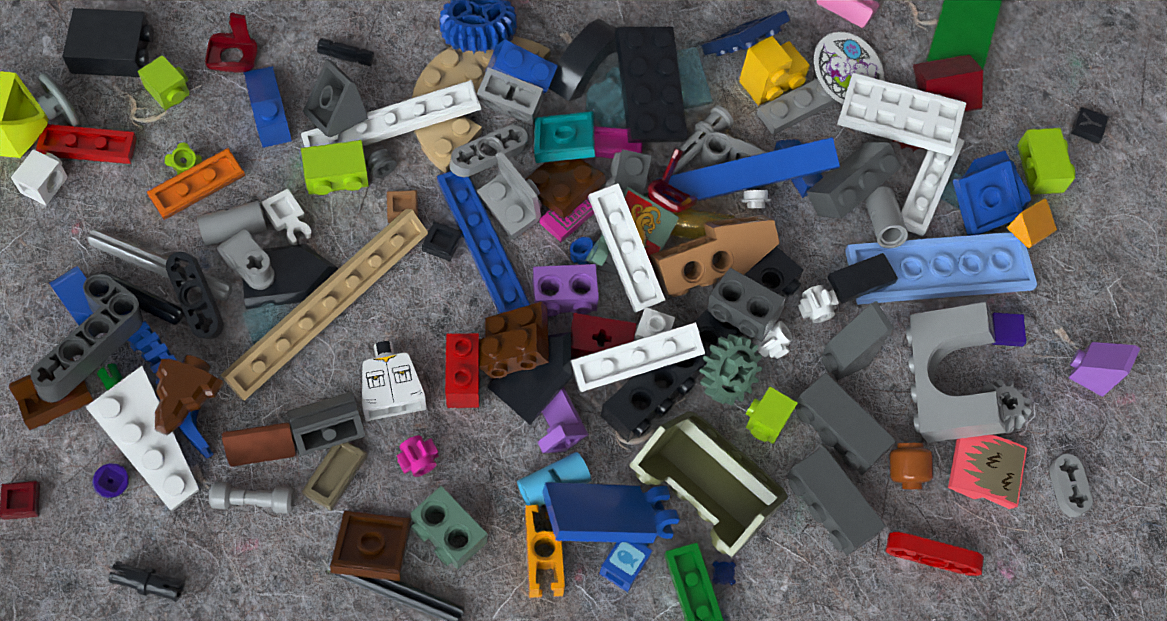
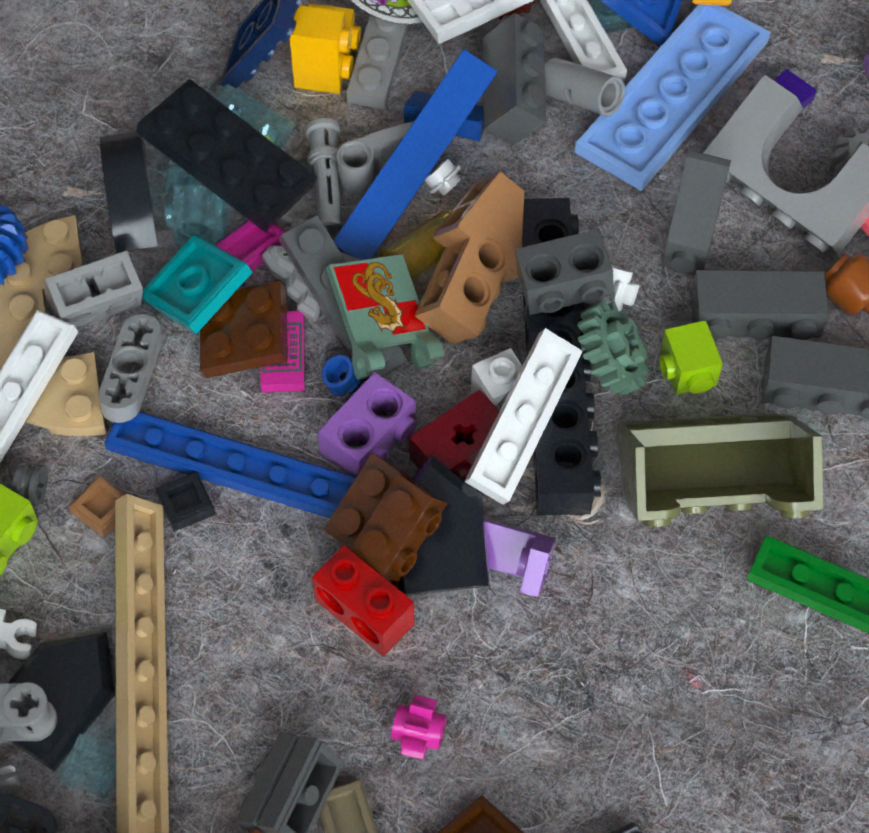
camera: 40 degrees left, 5 degrees down
(390, 384) = (305, 685): white torso -> none
(456, 523) = (529, 749): sand green brick -> none
(512, 198) = (212, 386): light grey bracket -> none
(522, 64) = (72, 246): blue brick -> none
(536, 562) = (643, 668): light orange piece -> none
(566, 470) = (574, 615): medium azure pin -> none
(608, 512) = (664, 588): blue tile -> none
(625, 563) = (726, 619): brick -> none
(626, 247) = (392, 324): white plate -> none
(661, 186) = (372, 243): dark red piece -> none
(724, 573) = (815, 540): clear blue piece -> none
(818, 304) = (614, 218): white gear -> none
(862, 278) = (625, 159): black tile -> none

